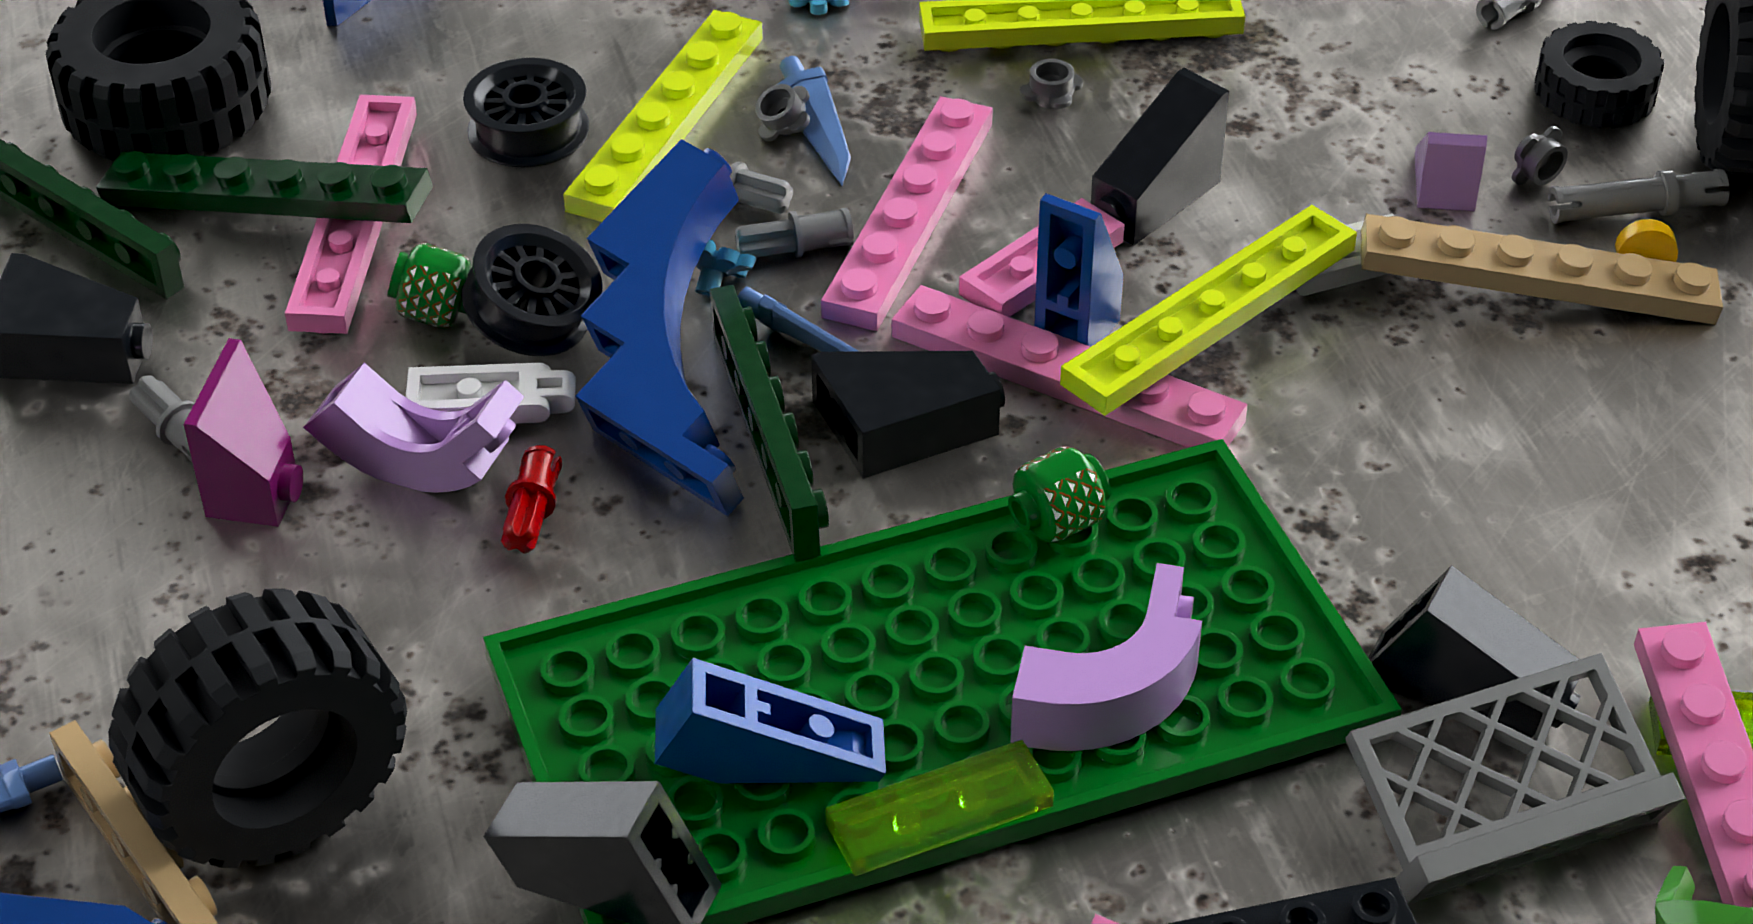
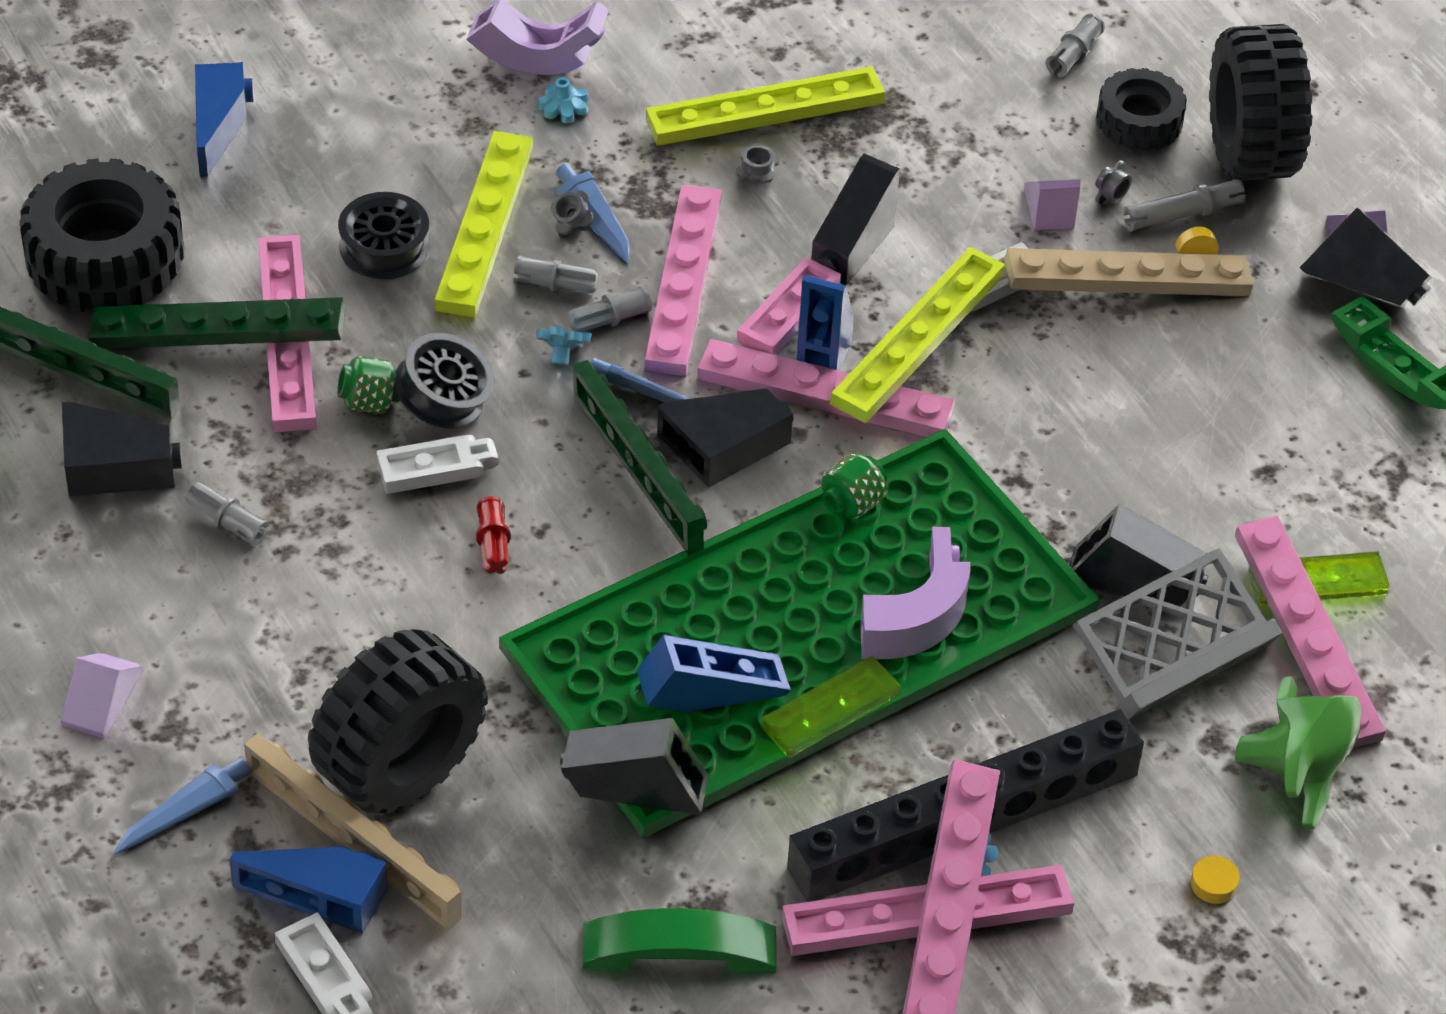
camera: 15 degrees left, 5 degrees up
(241, 445) = (291, 527): magenta slope -> none
(409, 443) = (401, 507): lavender arch -> none
(642, 389) = (548, 448): blue arch -> none

